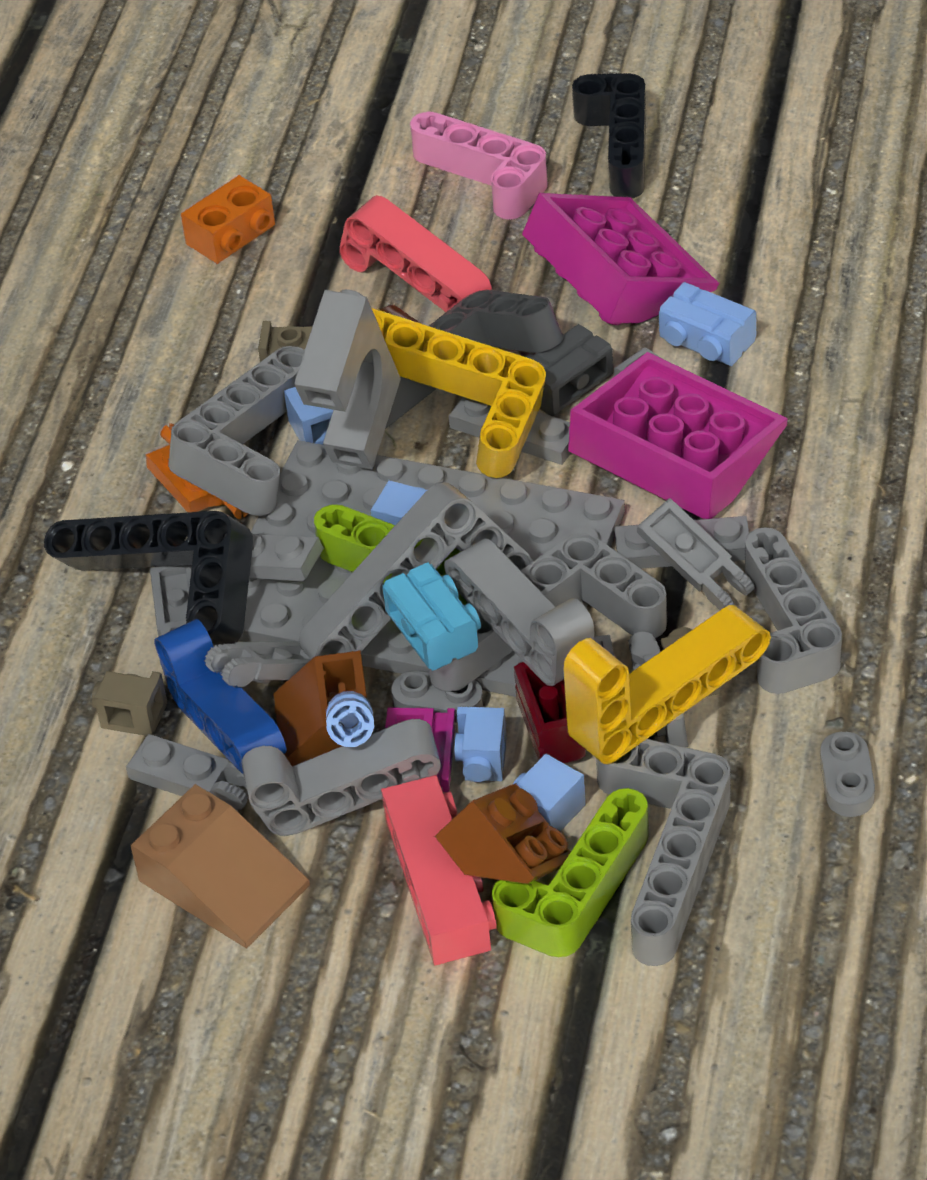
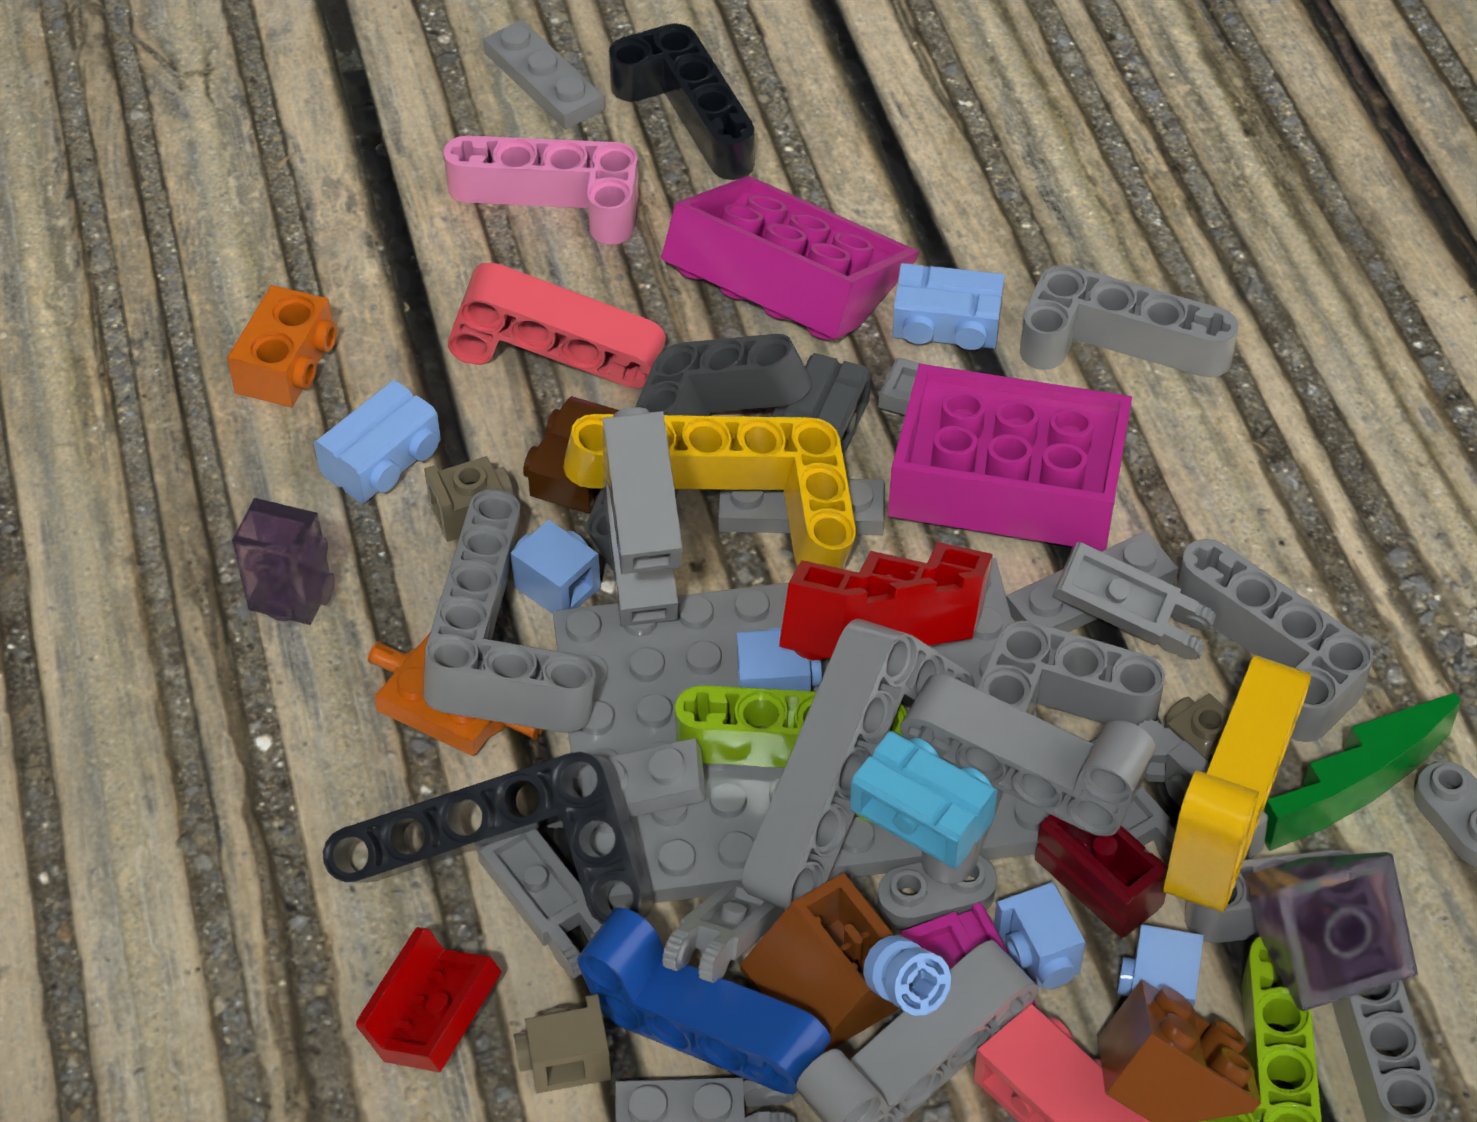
camera: 30 degrees left, 5 degrees up
(59, 644) = (426, 1002): none -> red bracket
(134, 351) = (283, 561): none -> clear purple brick
(250, 297) = (378, 442): none -> light blue brick
(507, 491) = (927, 600): none -> red brick
(530, 89) = (543, 74): none -> light grey plate
(666, 793) = (1333, 925): none -> clear purple slope
(770, 721) = (1373, 762): none -> green slope
(830, 367) = (1124, 319): none -> light grey beam

